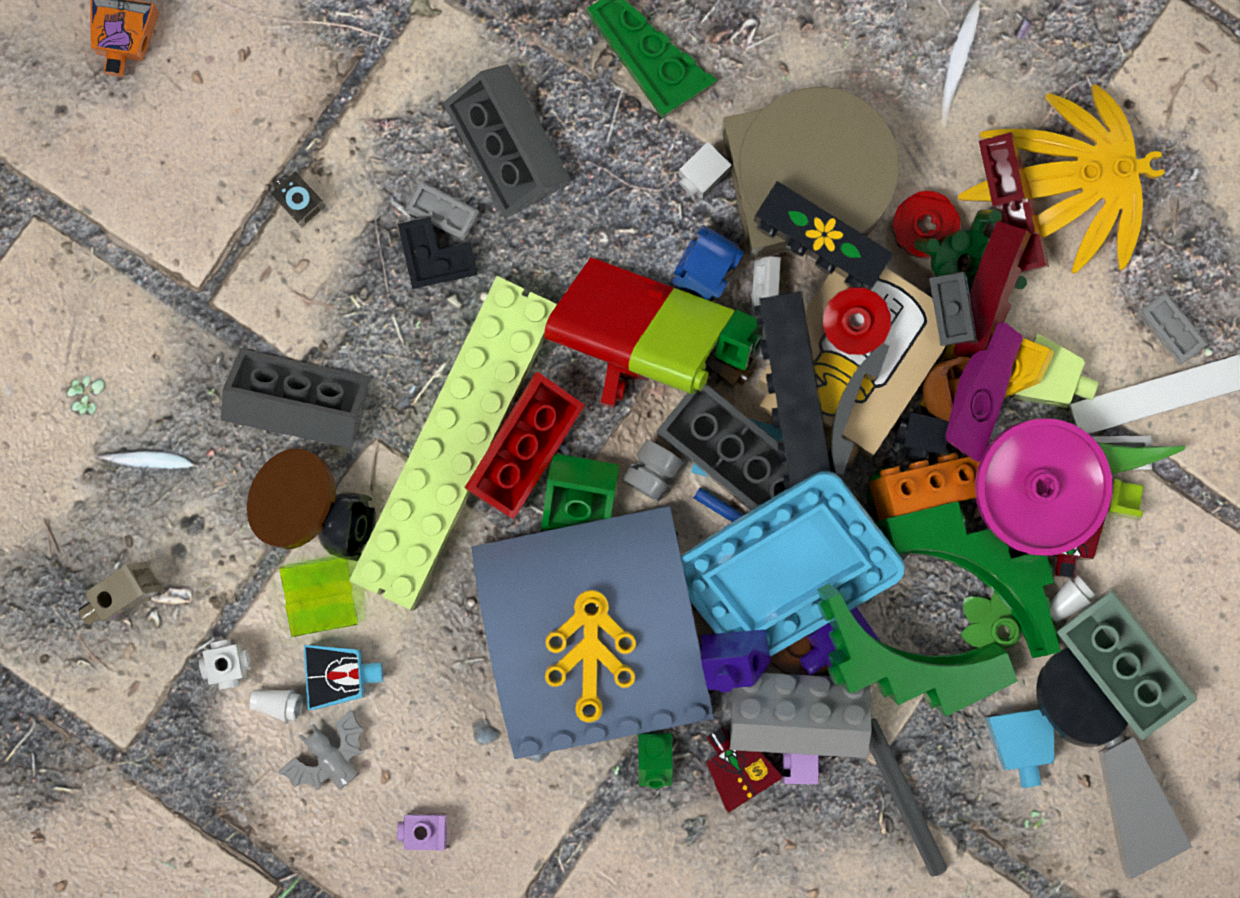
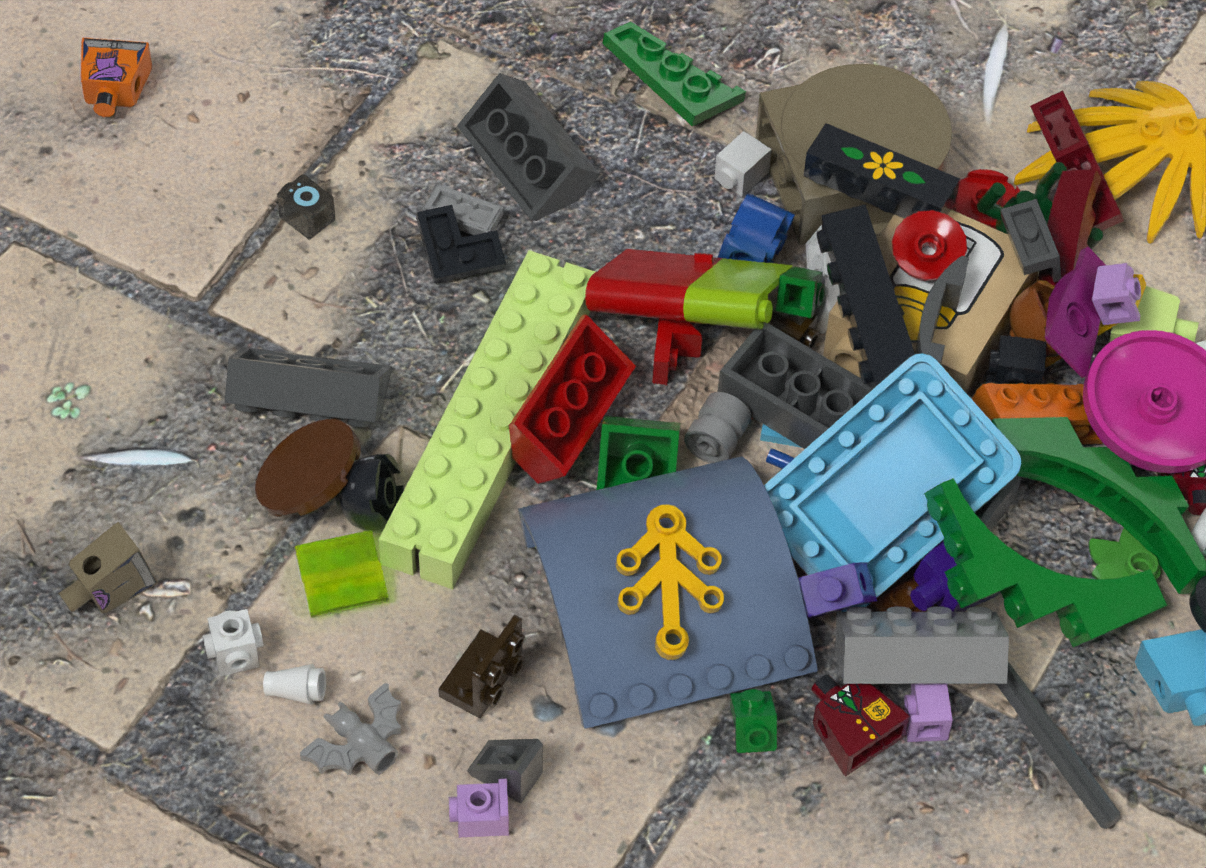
camera: 10 degrees left, 30 degrees down
(337, 675) = (368, 649): torso -> none
(432, 699) = (484, 668): none -> dark brown bracket
(446, 792) = (510, 759): none -> dark grey slope
(1022, 375) = (1116, 294): none -> lavender brick

